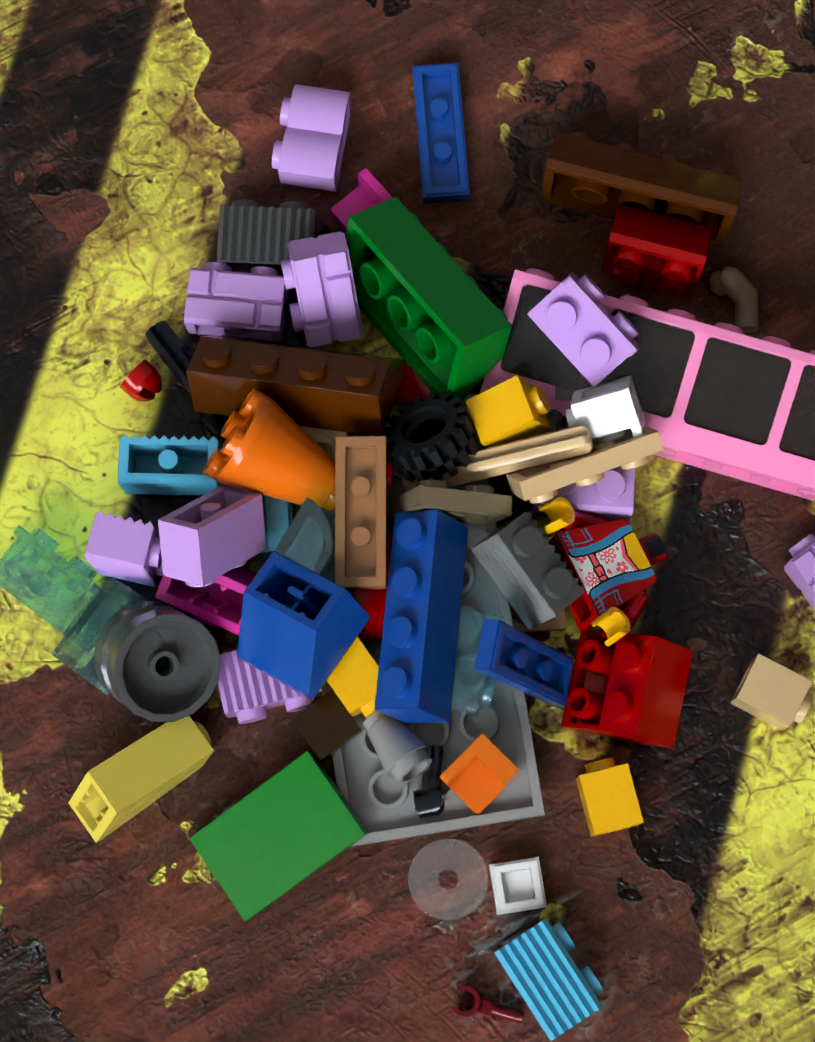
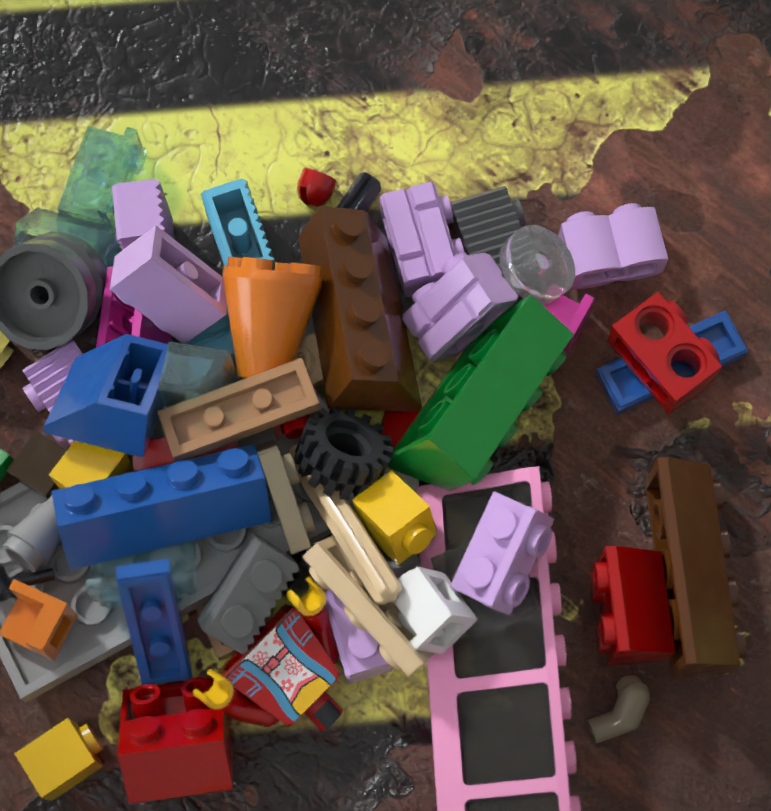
camera: 70 degrees right, 5 degrees down
(314, 204) = (537, 264): none -> clear piece
(443, 141) = (652, 359): none -> red brick

